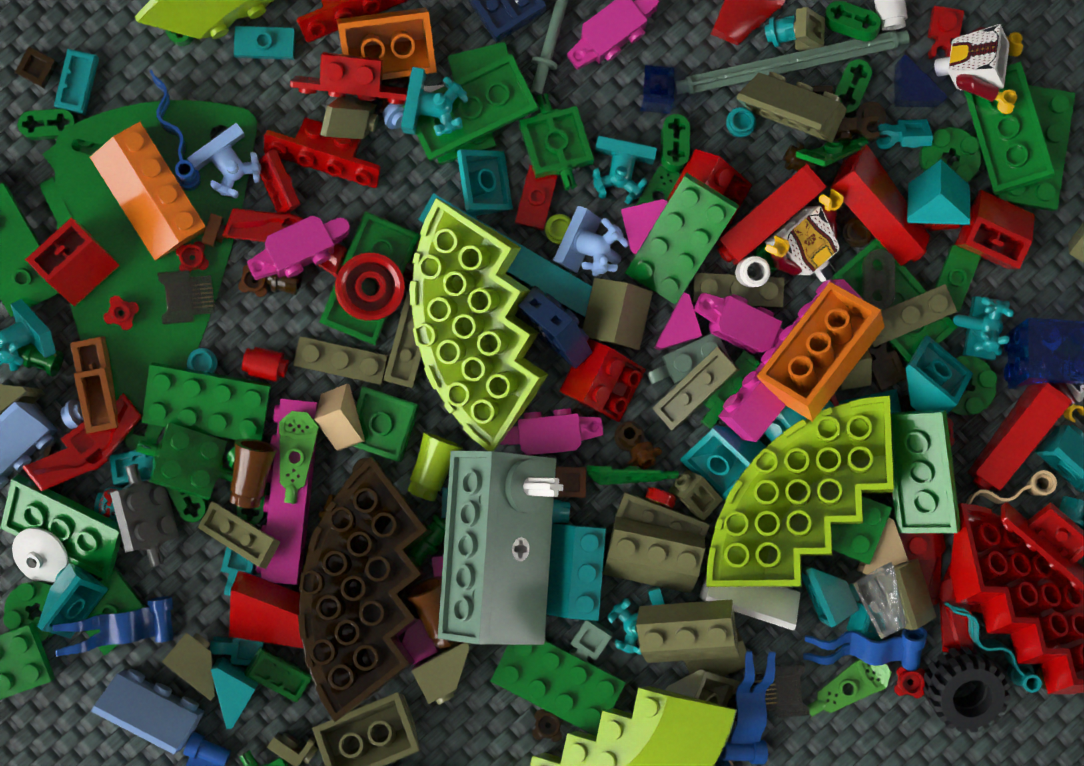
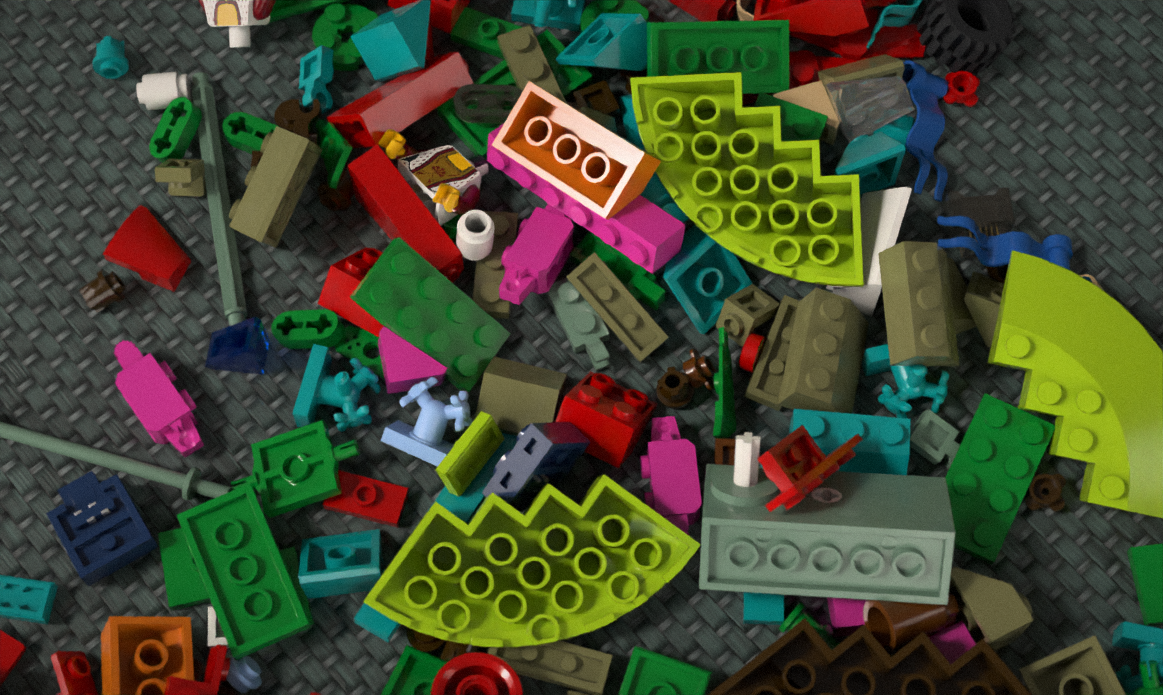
camera: 85 degrees left, 20 degrees down
(431, 104) = (234, 614): teal piece -> none
(431, 466) = (716, 629): lime plant -> none
(543, 529) = (801, 466): none -> red bracket
(556, 227) = (408, 470): lime plate -> none
(564, 275) = (470, 454): none -> lime plate
(681, 325) = (536, 326): dark pink slope -> none
(740, 122) = (287, 256): teal plate -> none
(780, 30) = (178, 207): teal hose -> none
(856, 233) = (430, 132): dark brown plate -> none
(862, 686) = (958, 143): bright green piece -> none
(914, 87) = (259, 69): clear blue slope -> none
(944, 27) = (195, 37): red plate -> none

